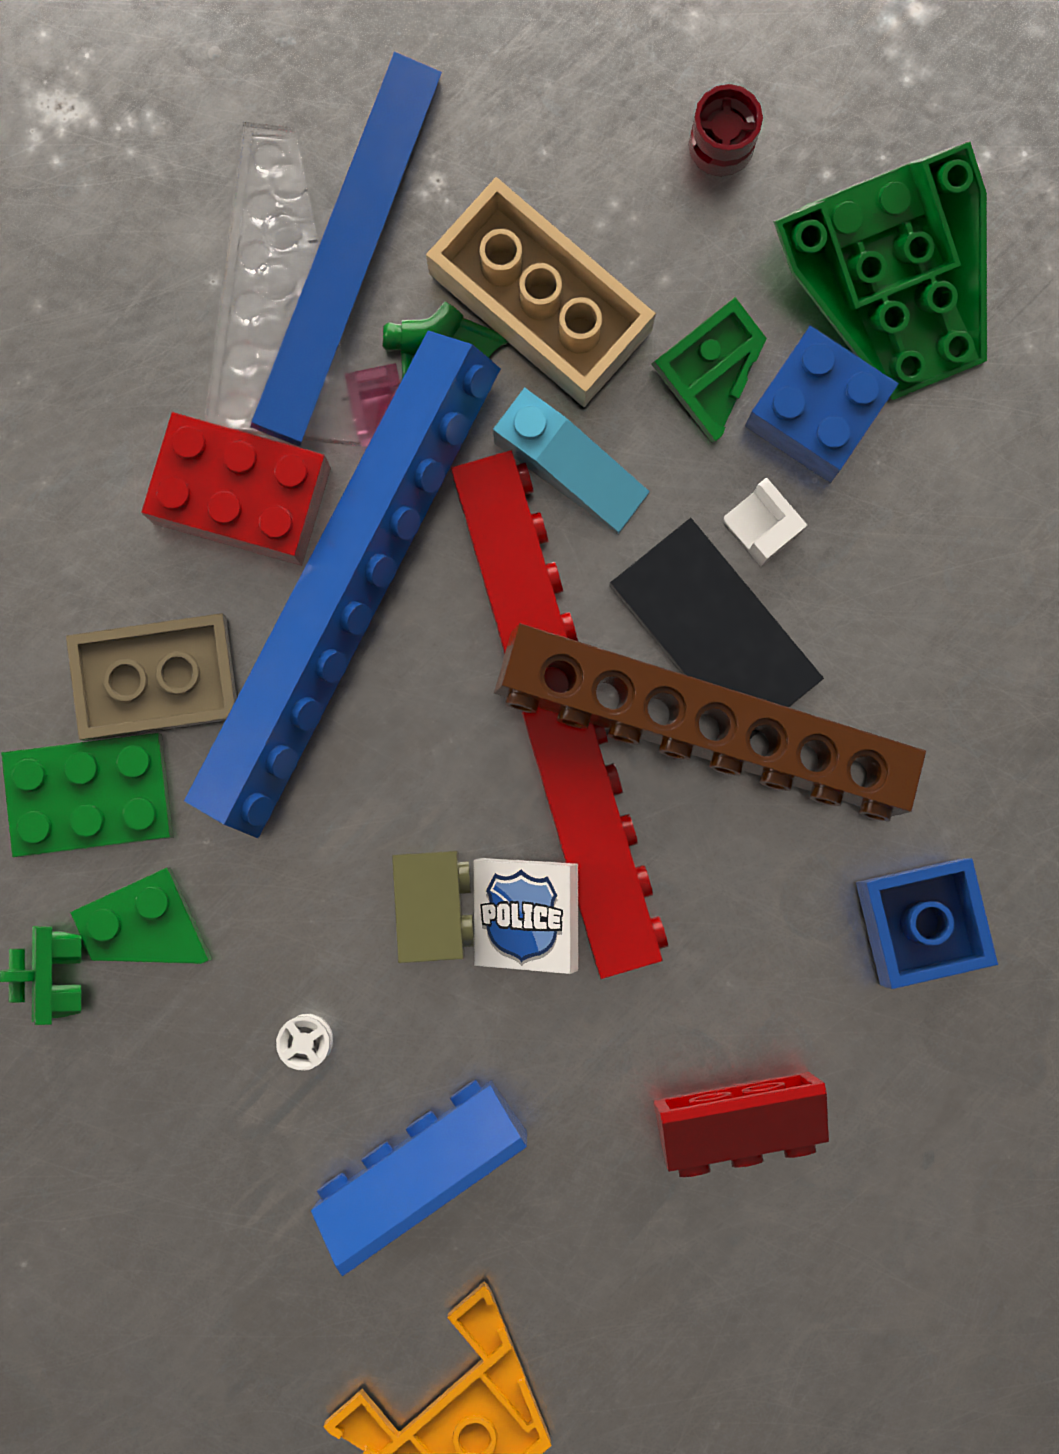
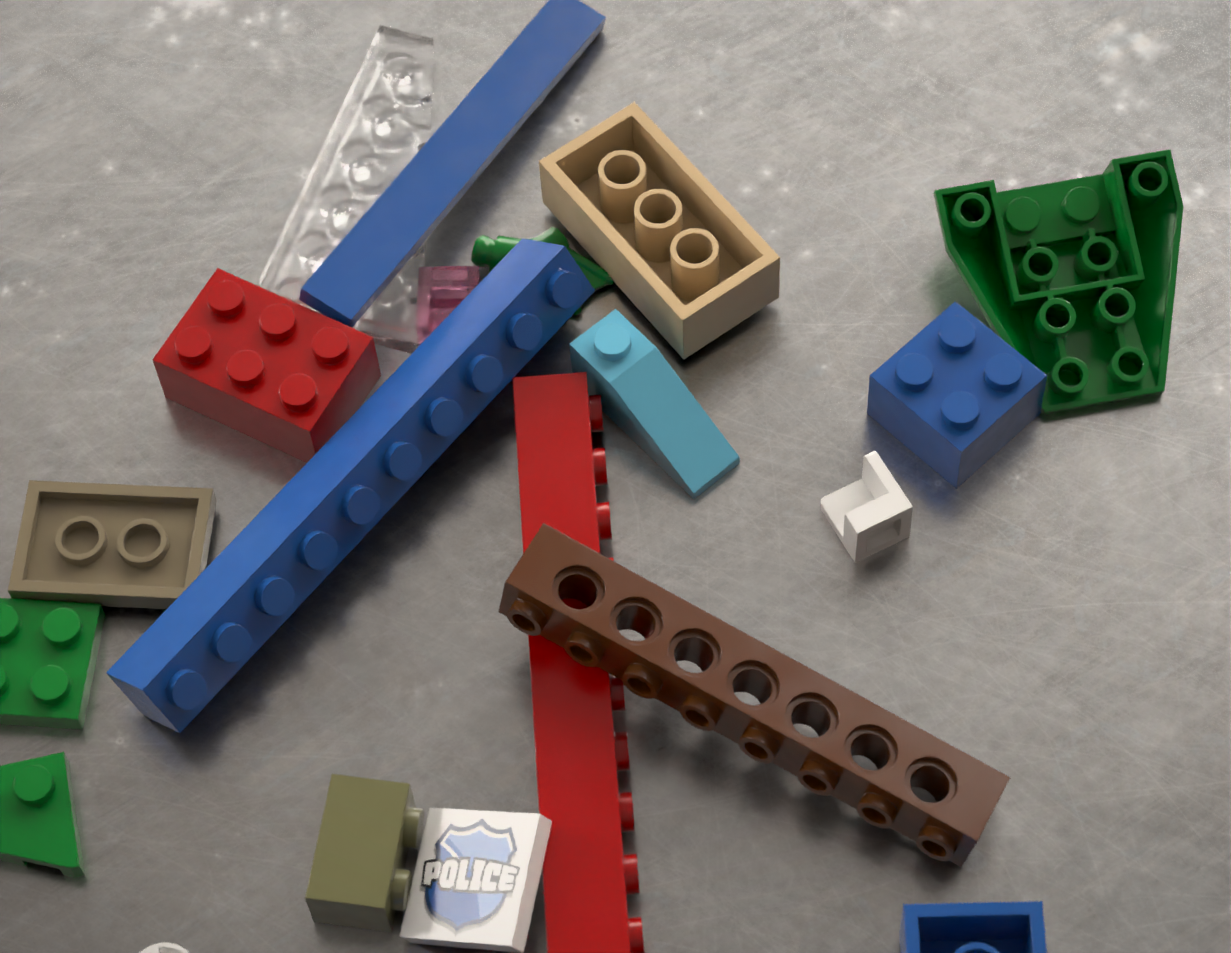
camera: 15 degrees right, 25 degrees down
(712, 366) = (839, 338): green wing -> none
(713, 620) = (774, 584): black tile -> none
(731, 119) = (901, 111): dark red wheel -> none

